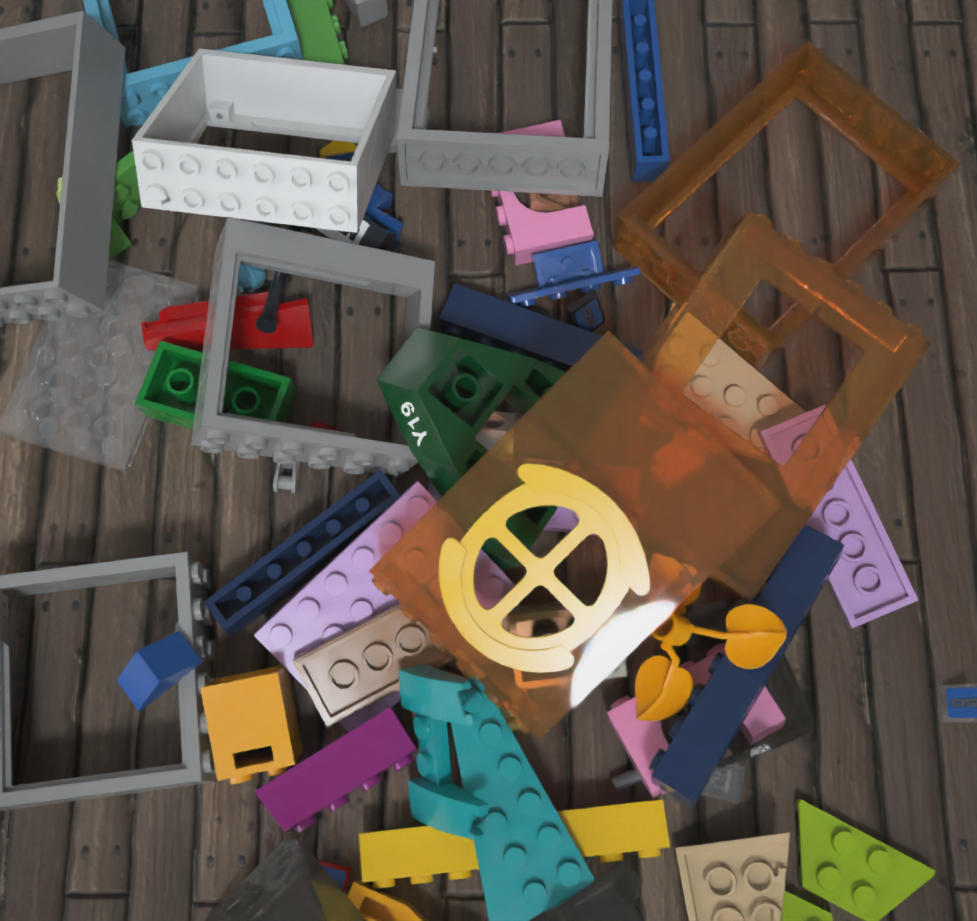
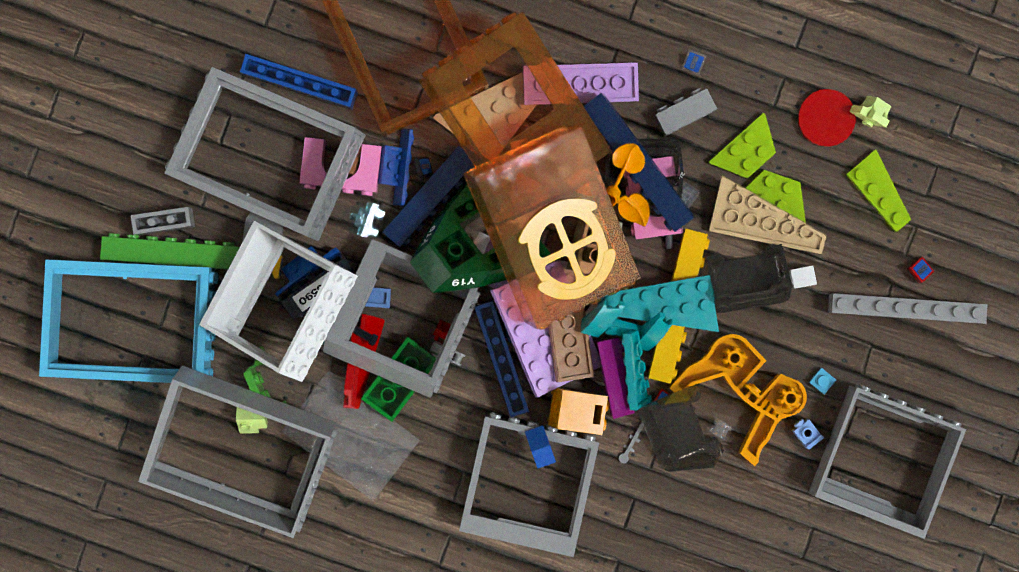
camera: 70 degrees left, 15 degrees up
(199, 844) = (623, 458): none -> light grey piece
(342, 312) = (379, 298): none -> medium blue plate
(349, 806) = (635, 369): none -> teal wing
(451, 262) = (371, 212): none -> clear light blue hips
(871, 720) = (685, 111): none -> light grey brick

